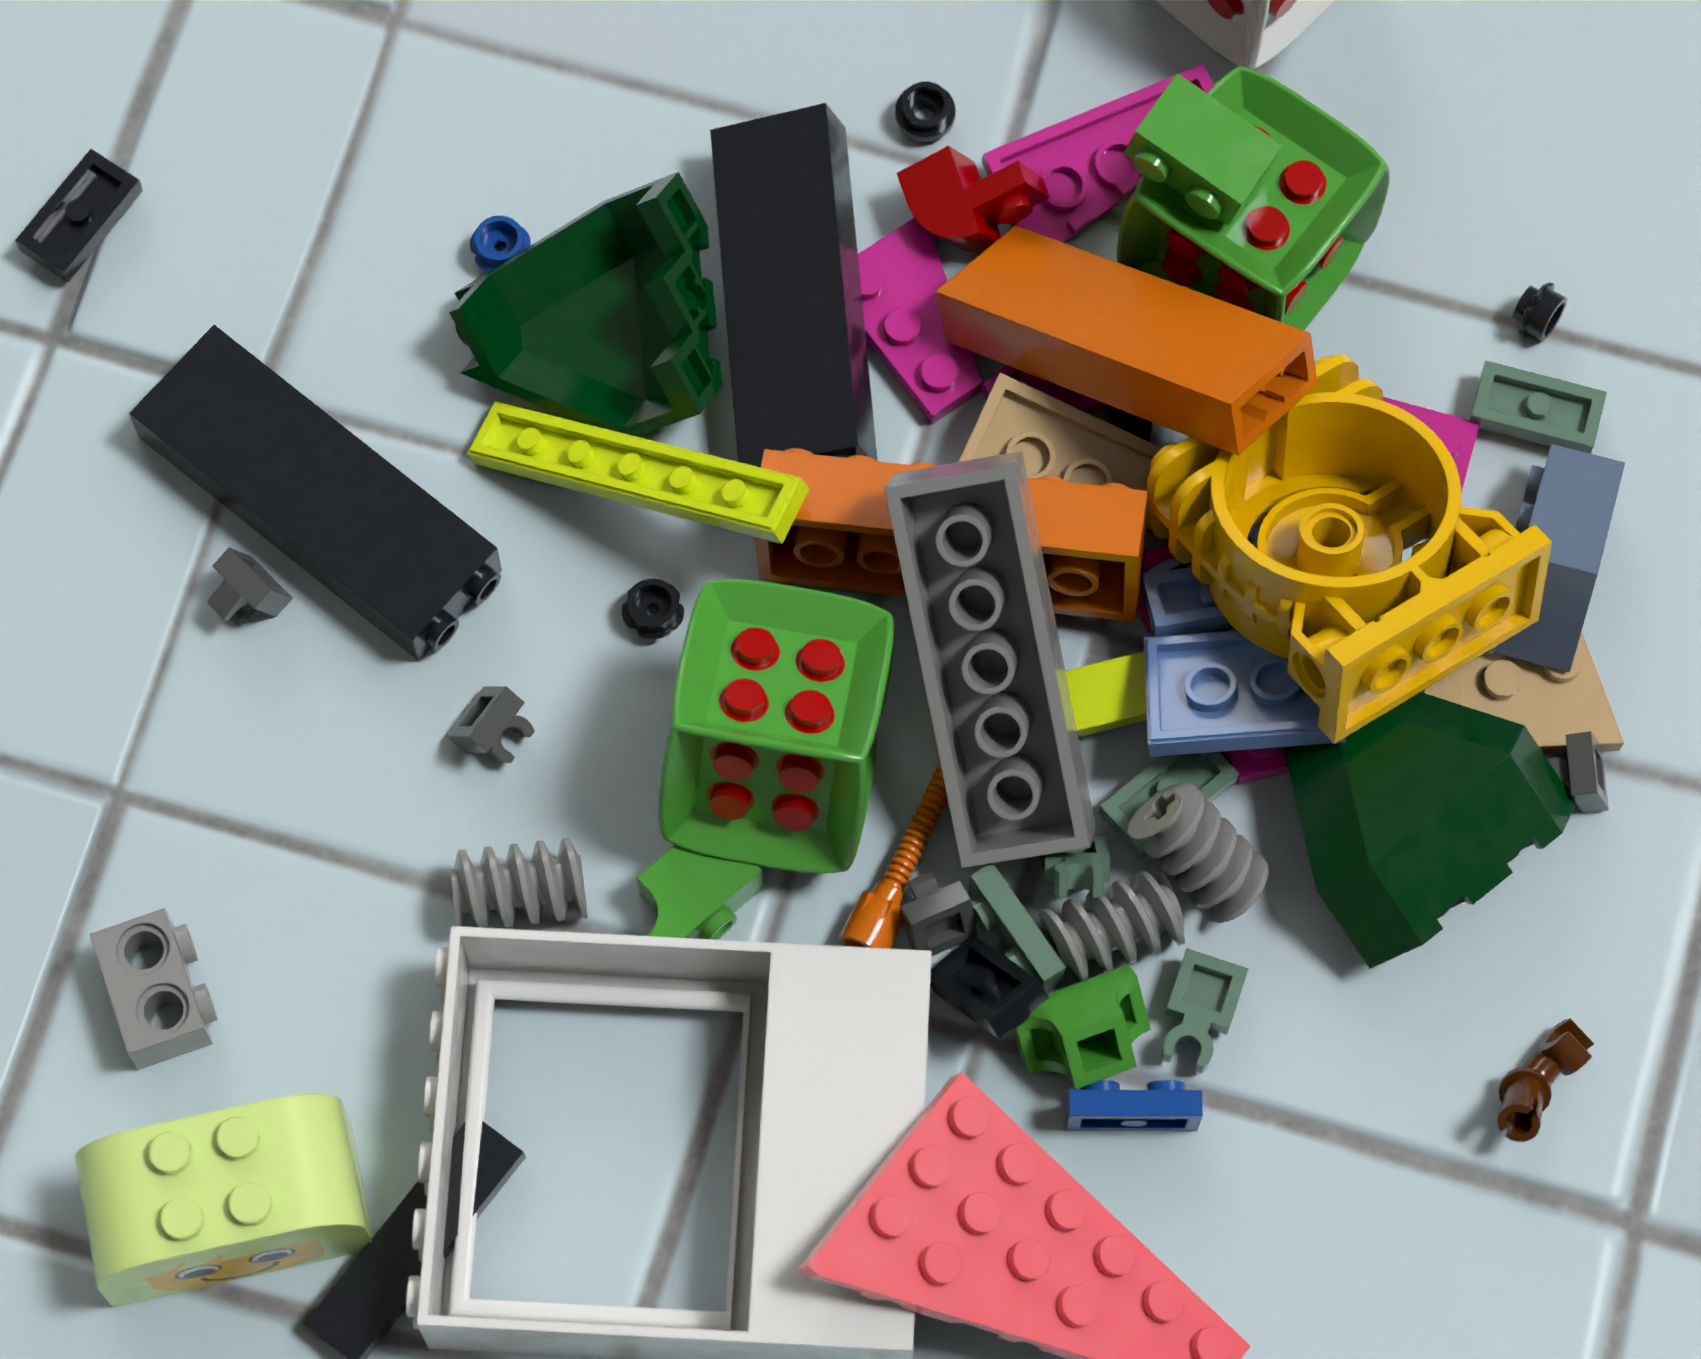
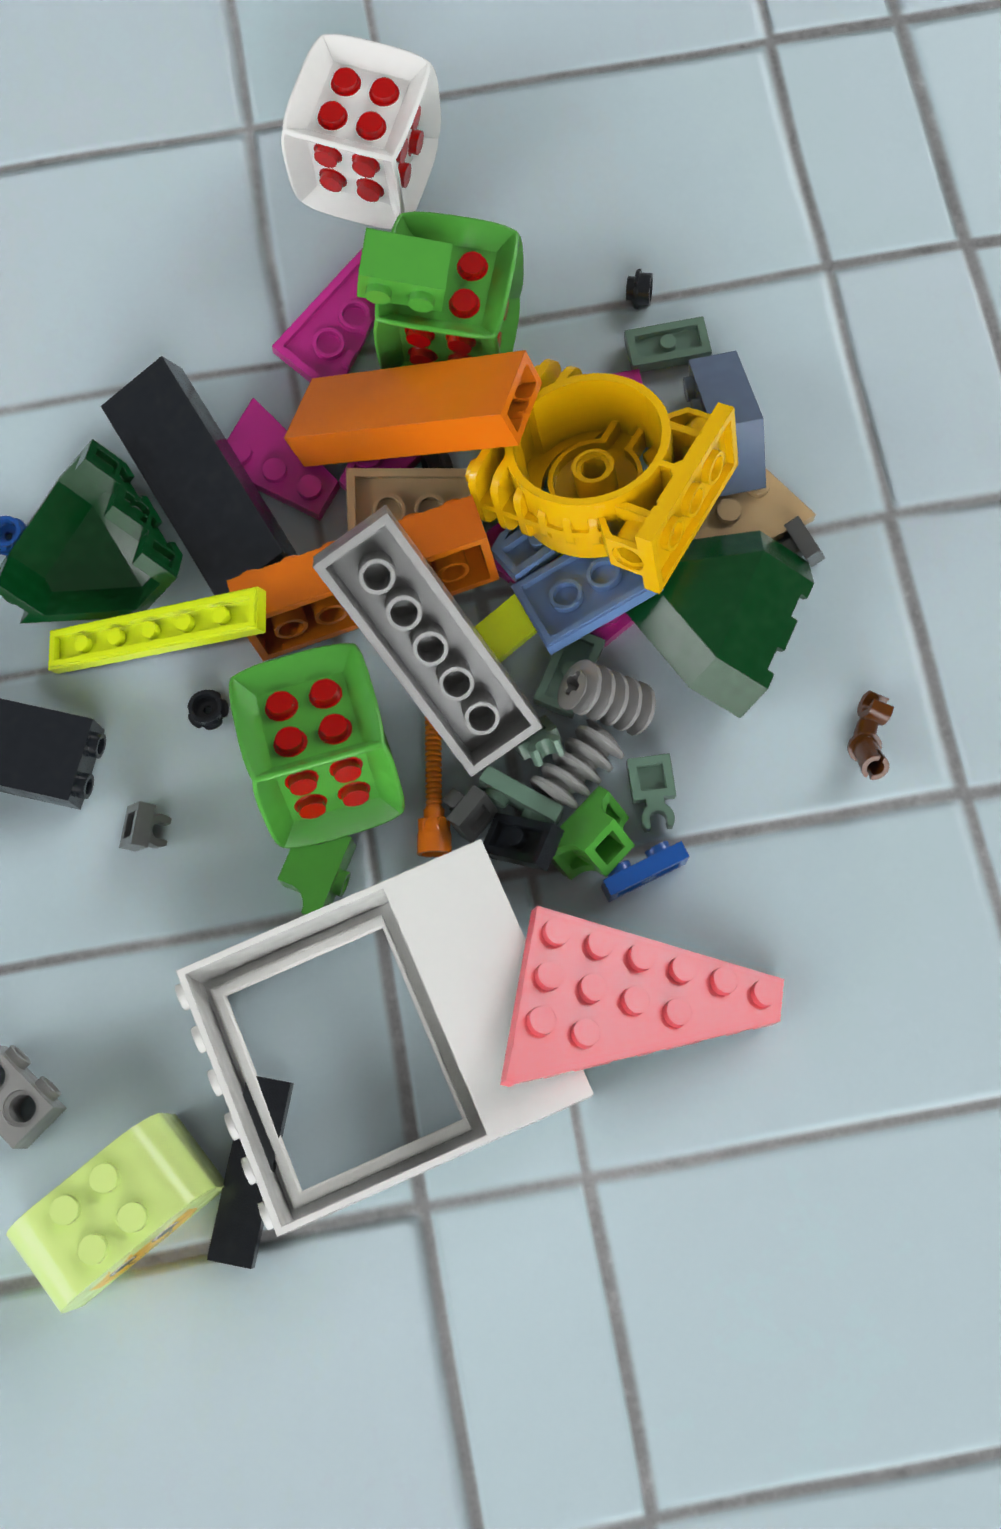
camera: 20 degrees left, 5 degrees up
(518, 884) = (206, 919): light grey piece -> none
(925, 96) = (222, 329): black plate -> none
(961, 207) = (274, 382): red brick -> none

